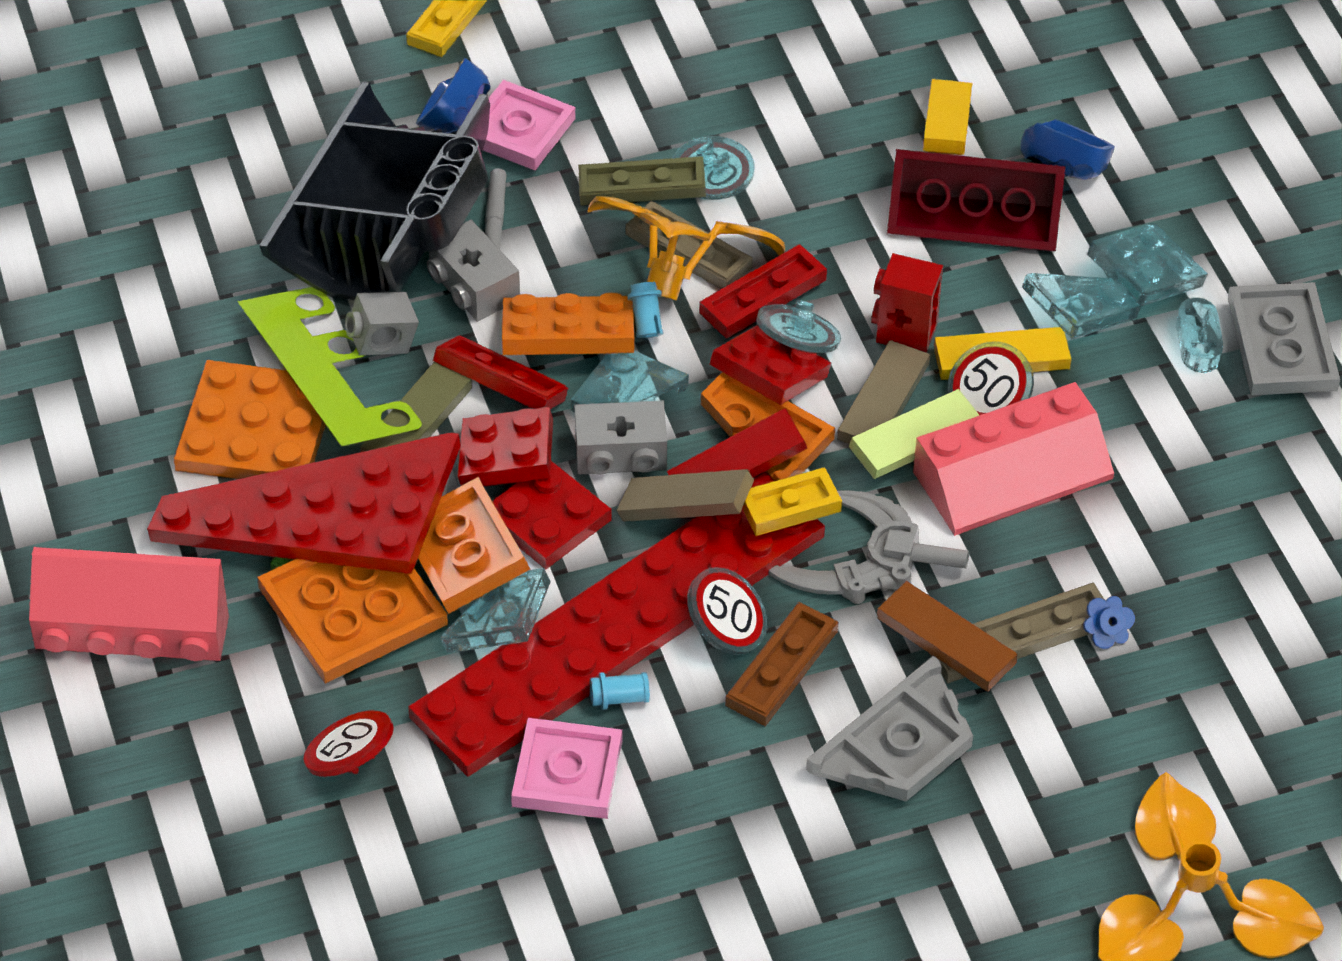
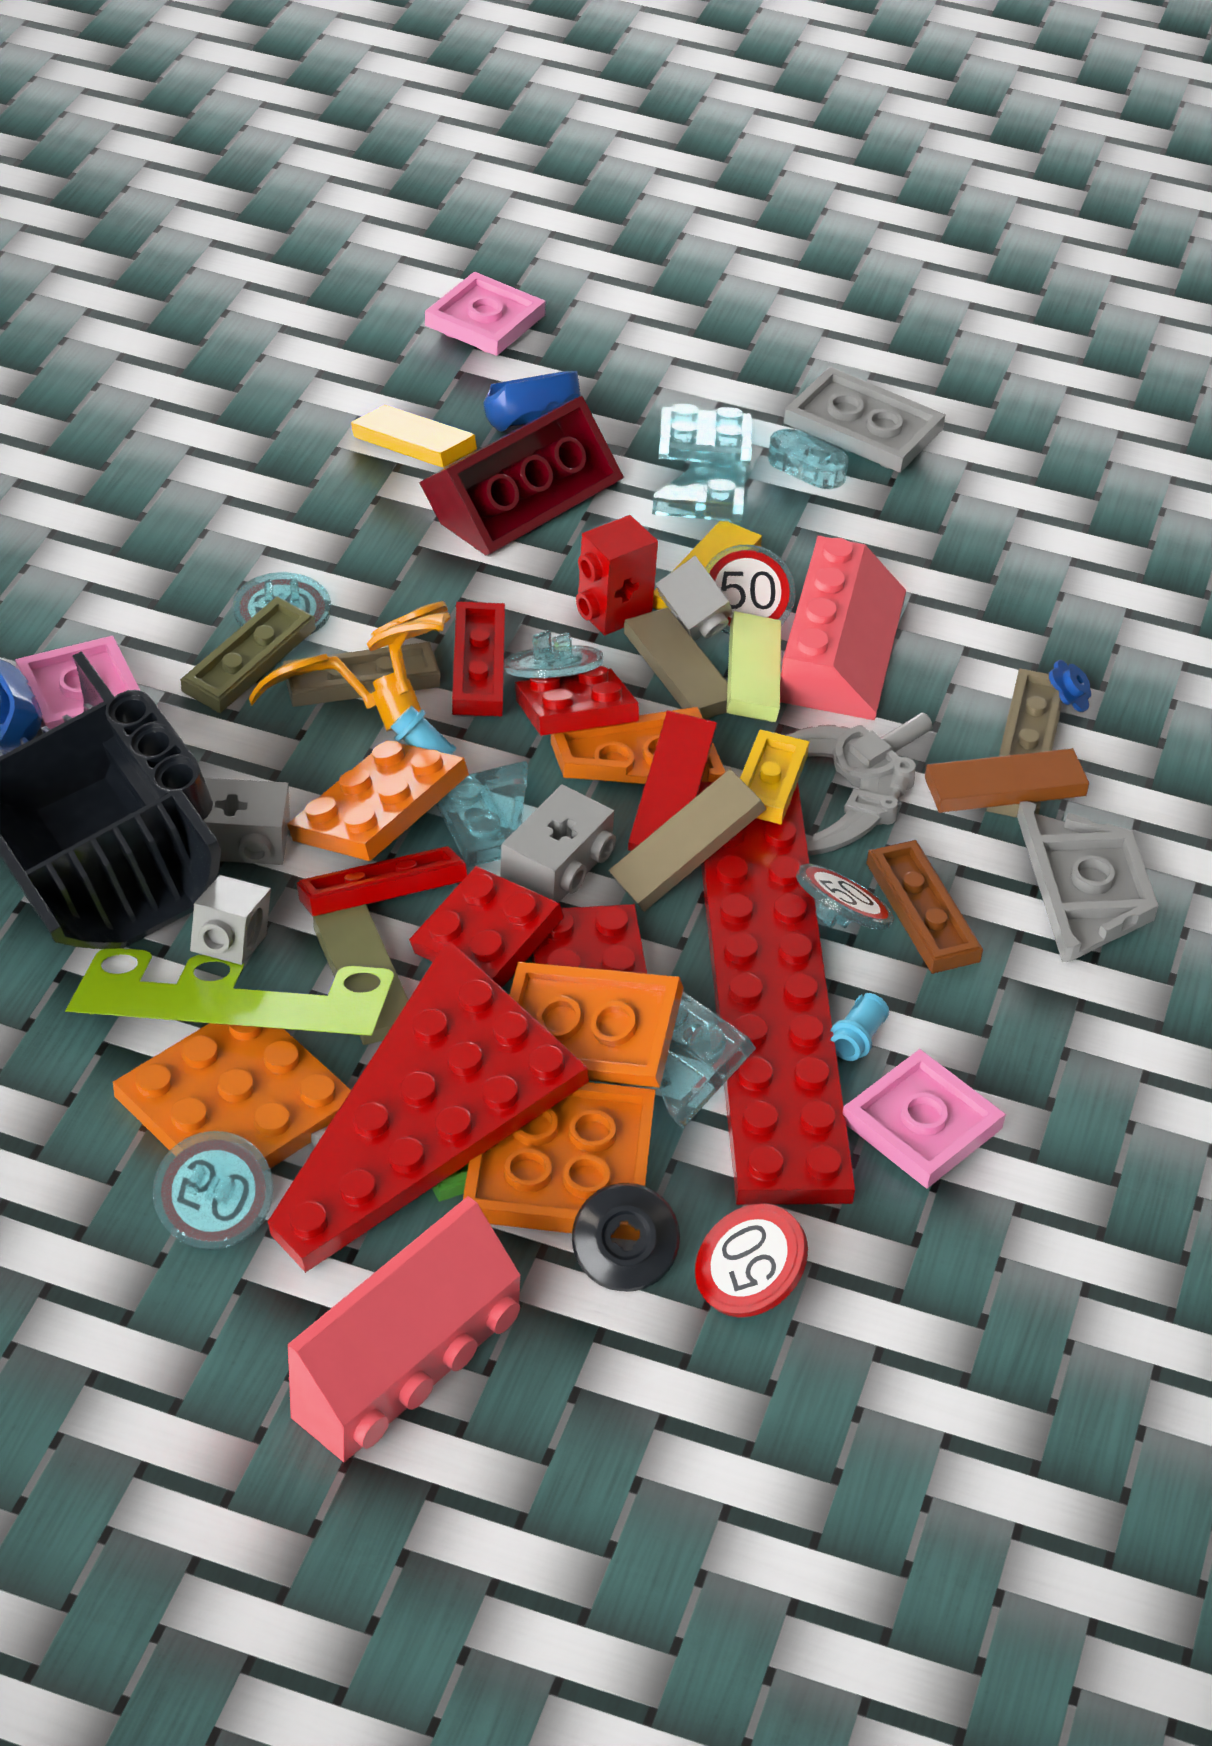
camera: 55 degrees left, 5 degrees down
(165, 457) = (213, 1190): none -> clear light blue piece
(325, 672) = (607, 1261): none -> black piece
(936, 359) = (695, 599): none -> light grey brick
(1141, 68) = (485, 313): none -> bright pink plate

